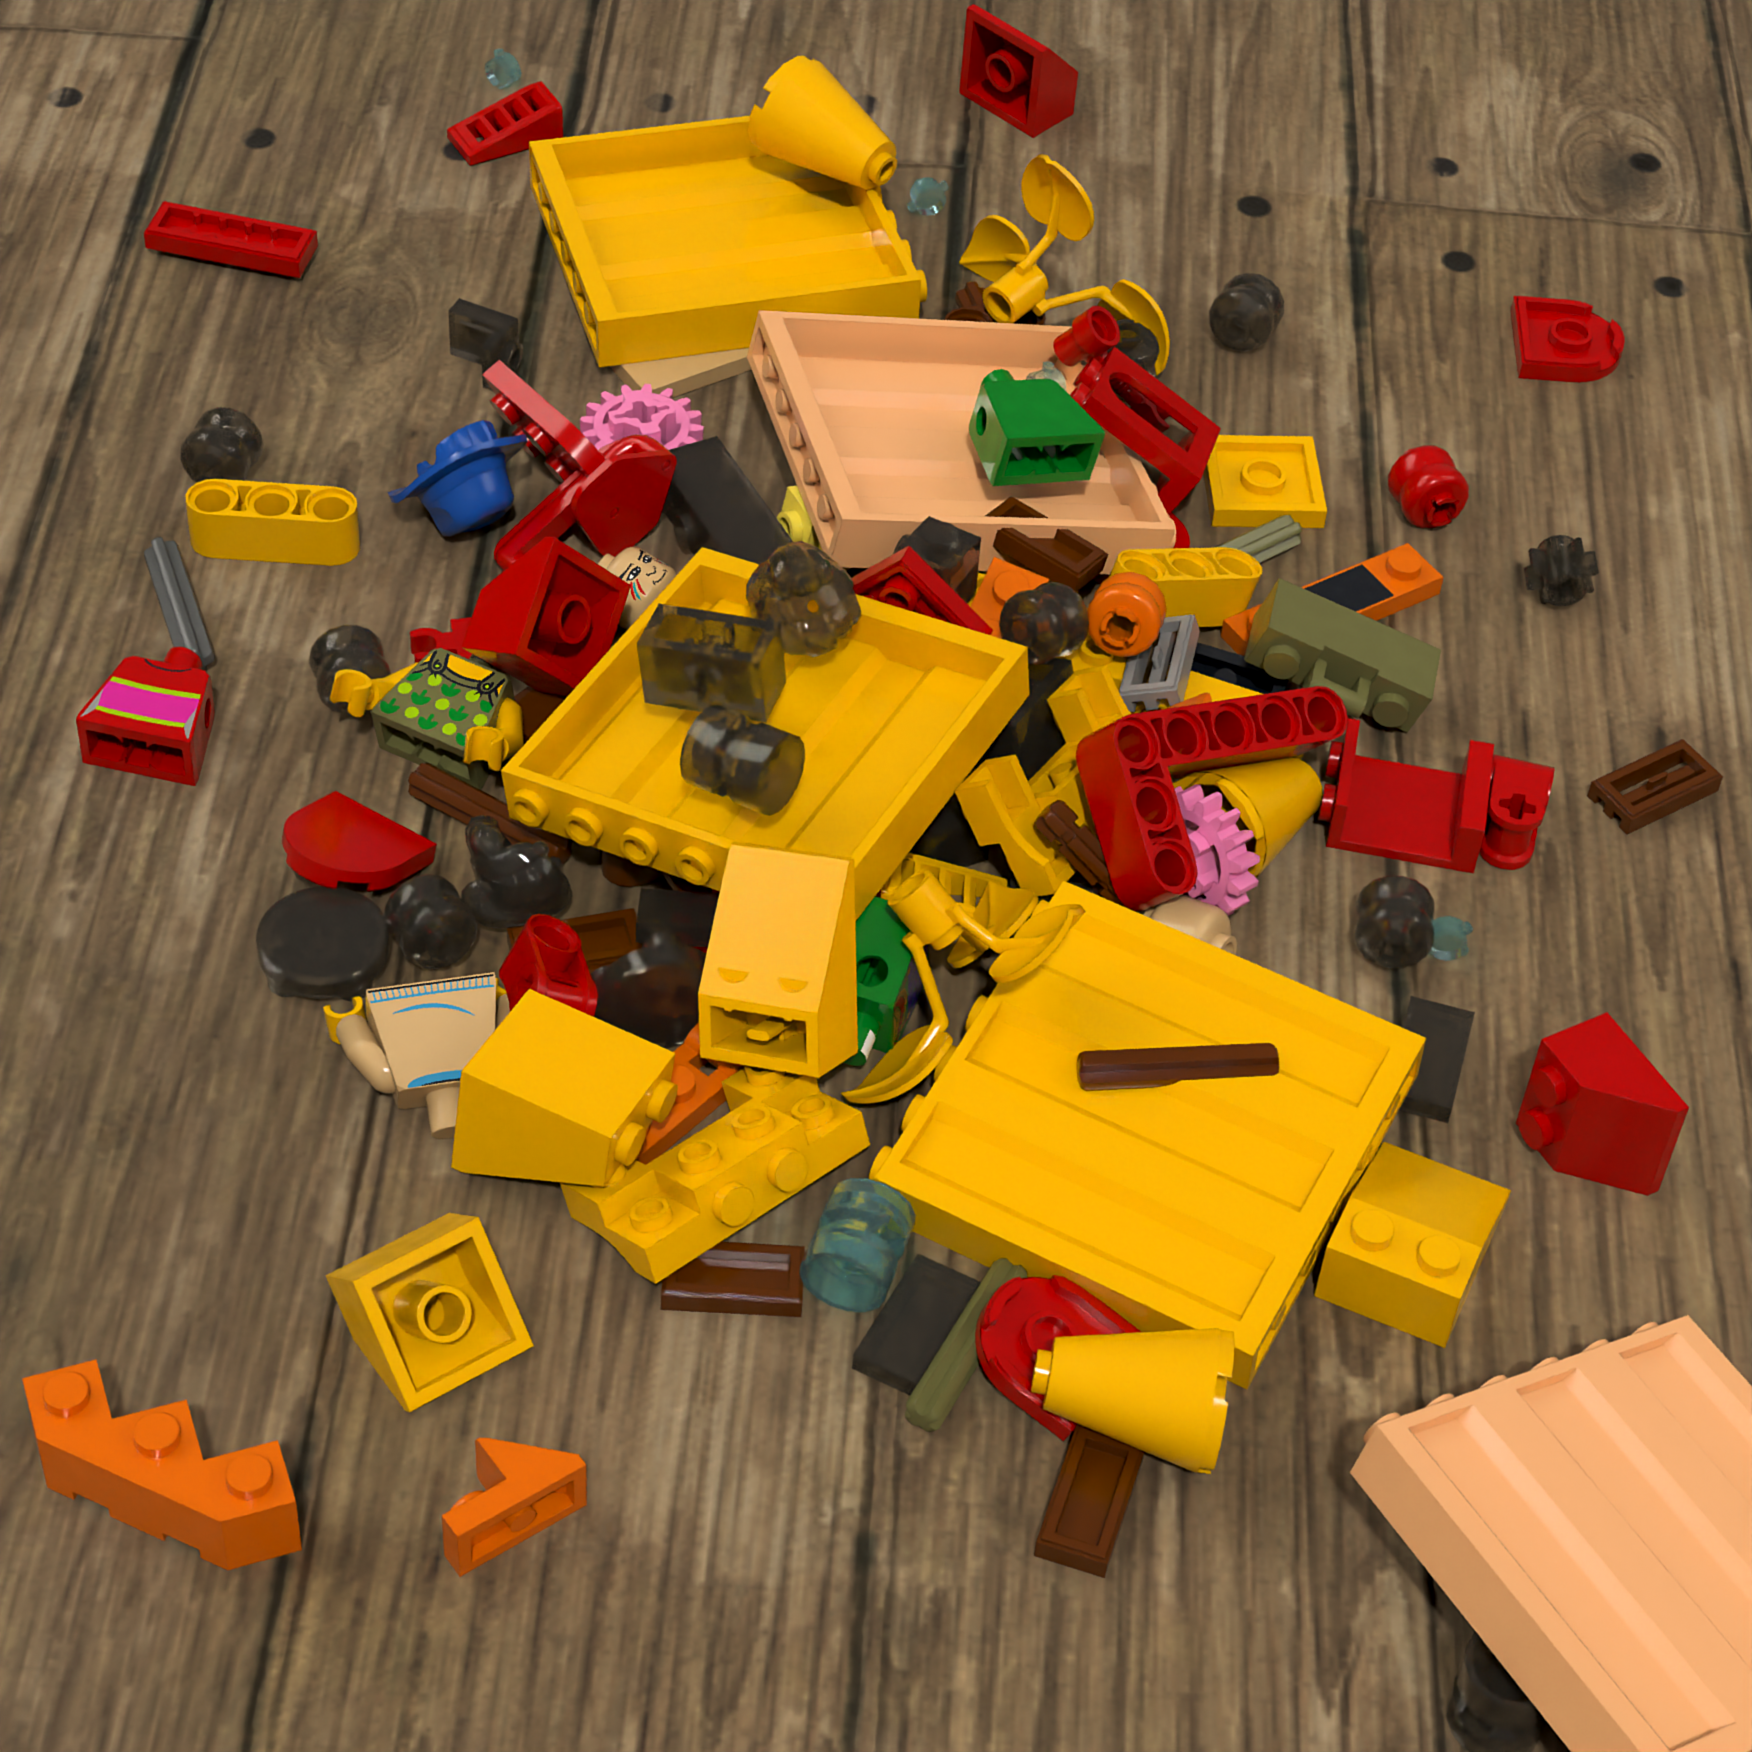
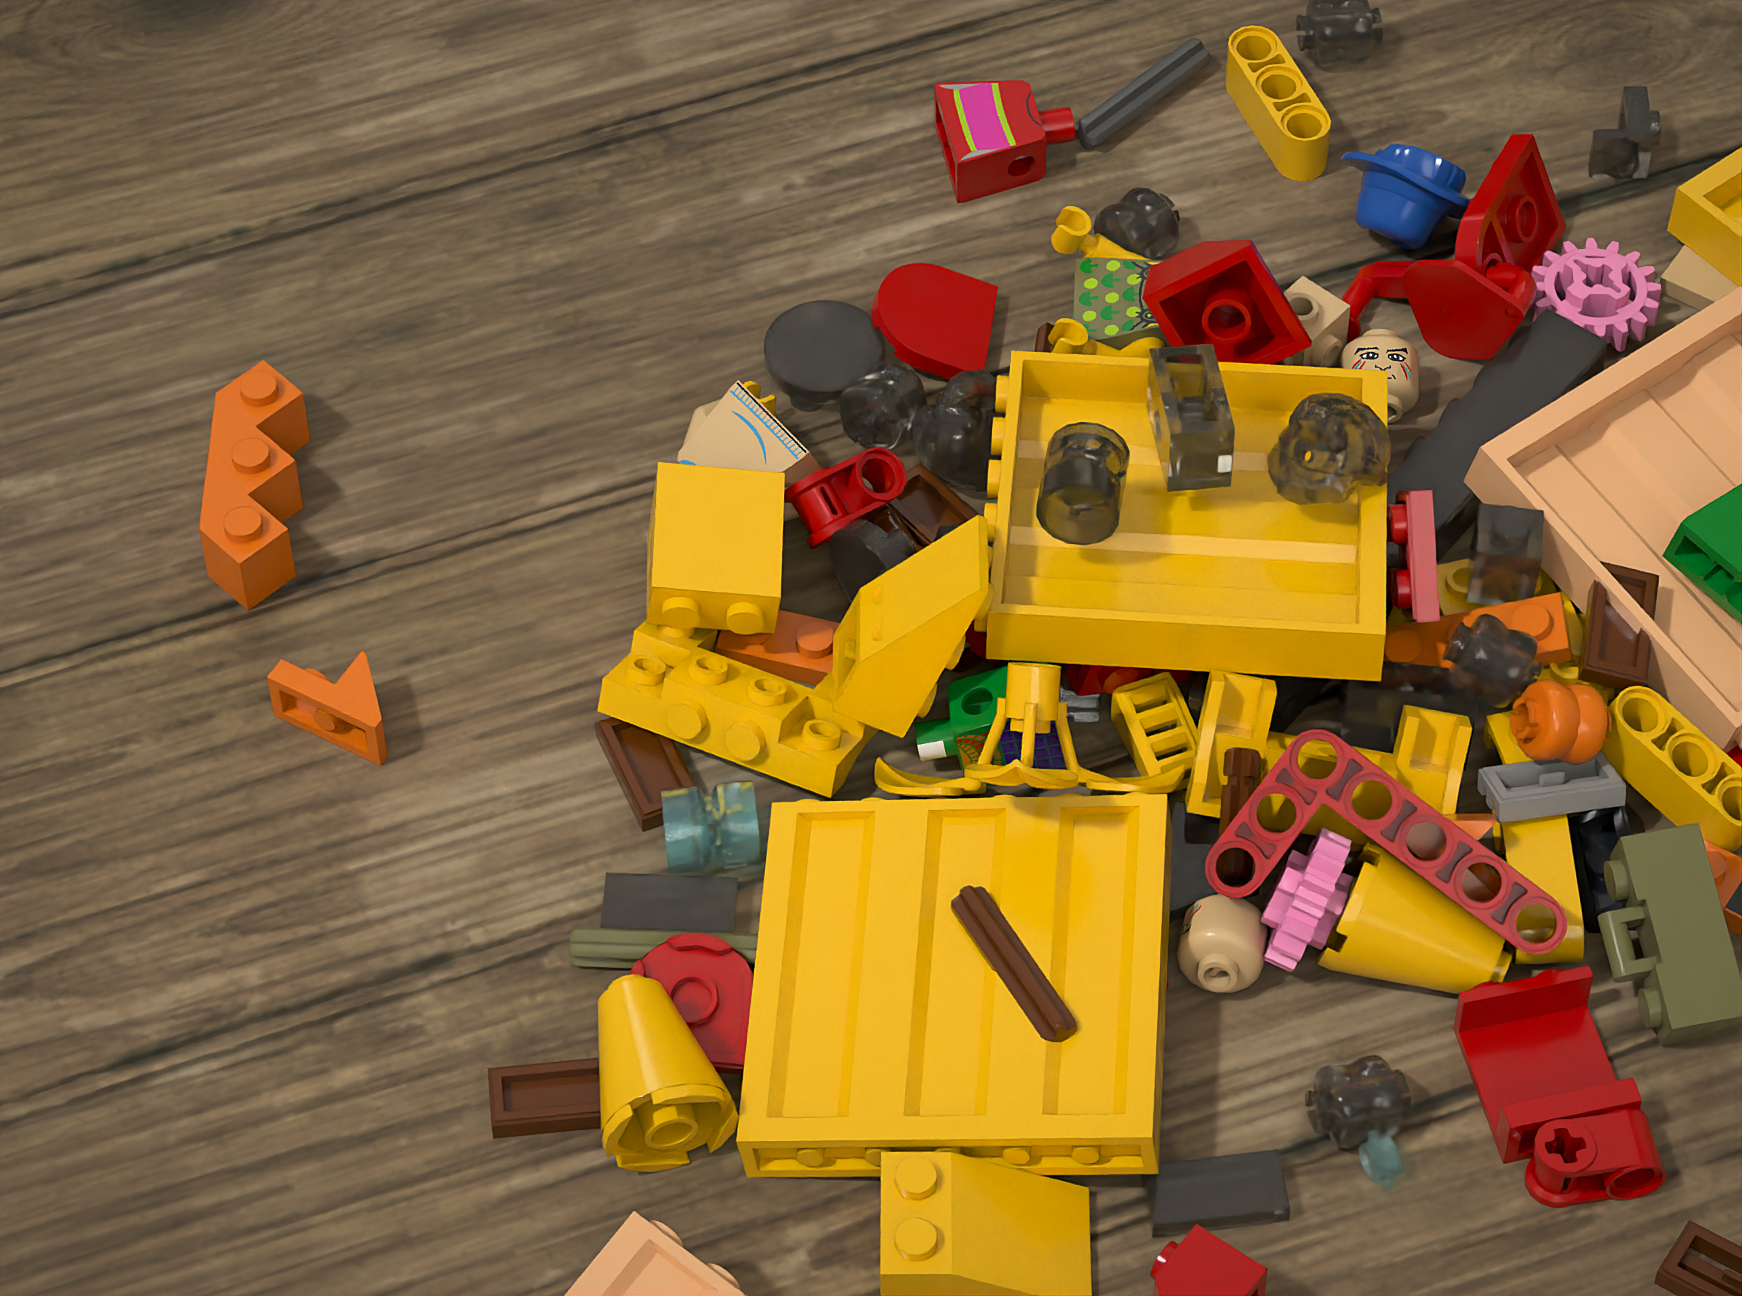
camera: 70 degrees right, 5 degrees up
(431, 1309) = (489, 579): yellow slope -> none

